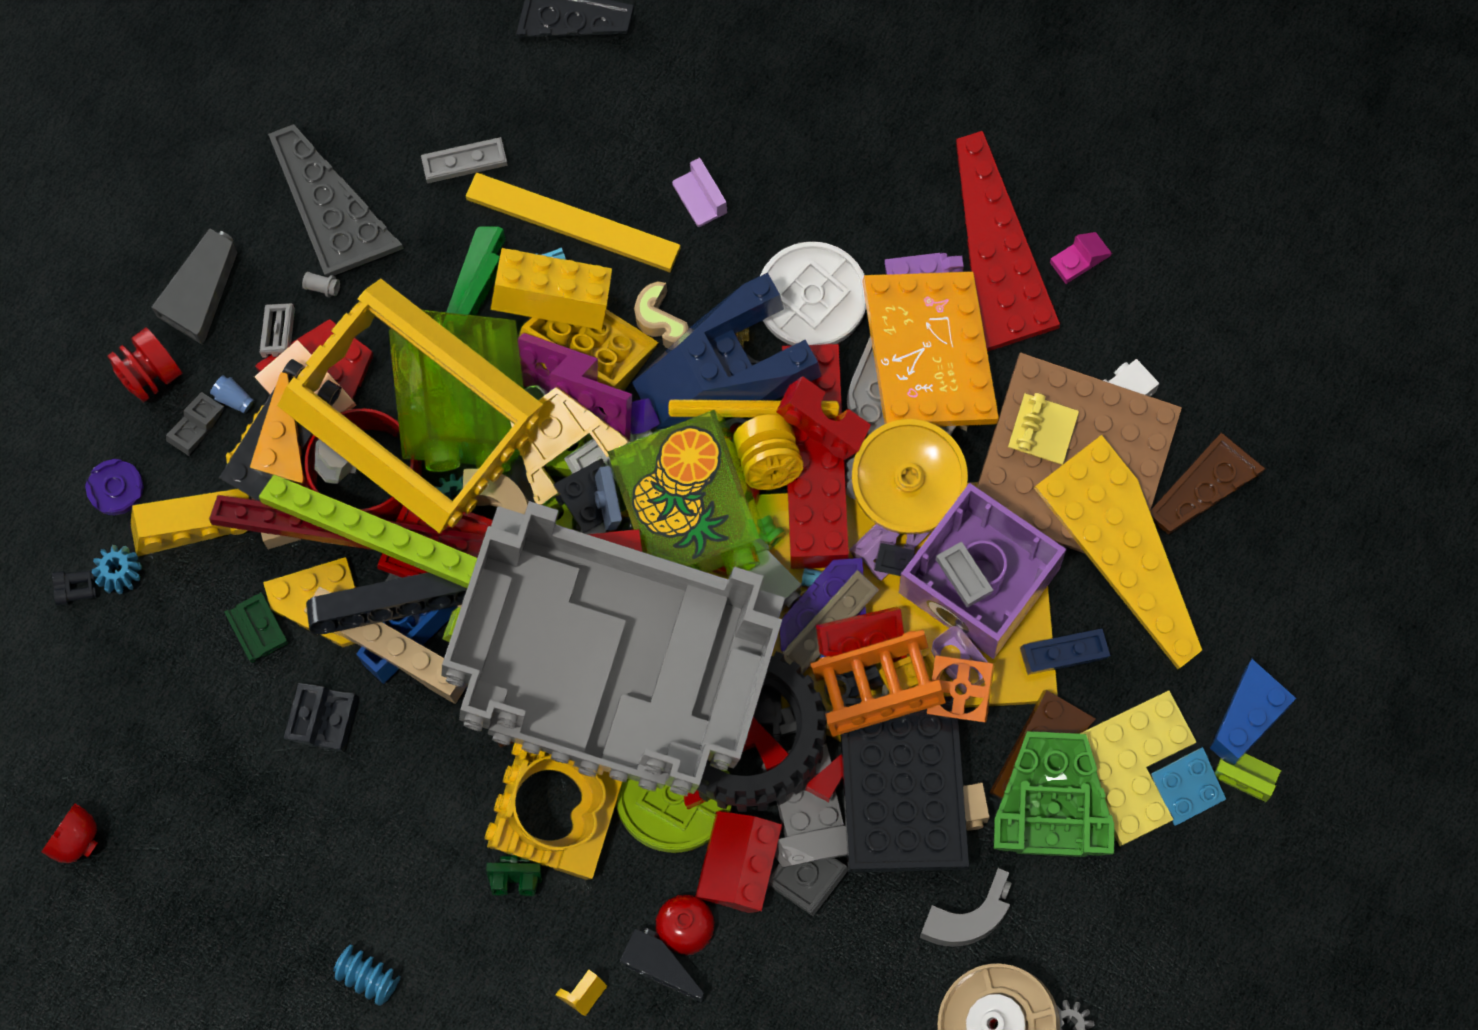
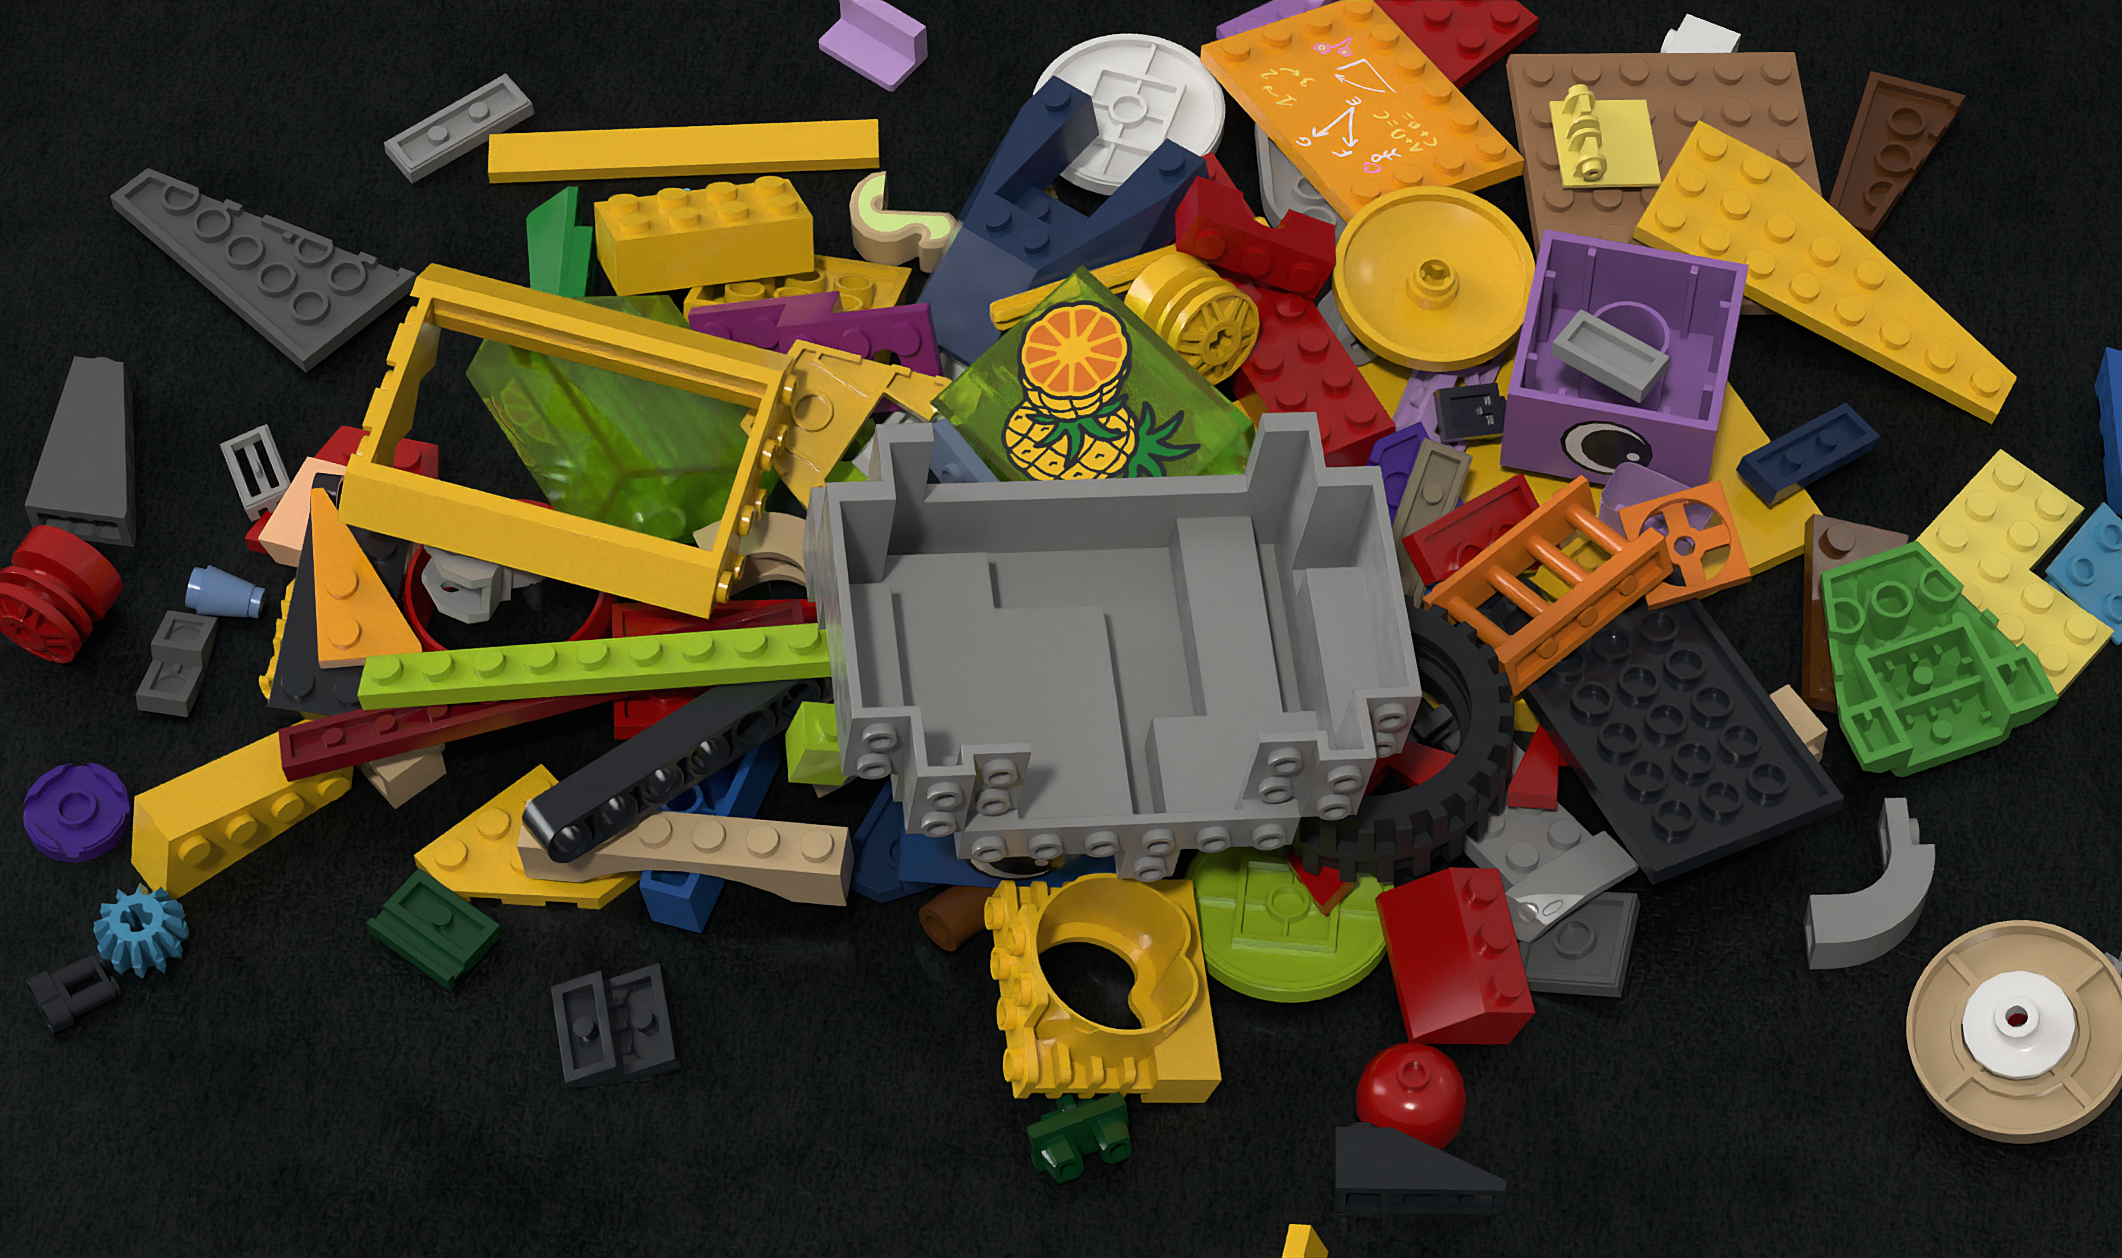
camera: 25 degrees left, 15 degrees down
(322, 284) = (303, 380): light grey pin -> none
(643, 416) = (955, 351): dark purple slope -> none

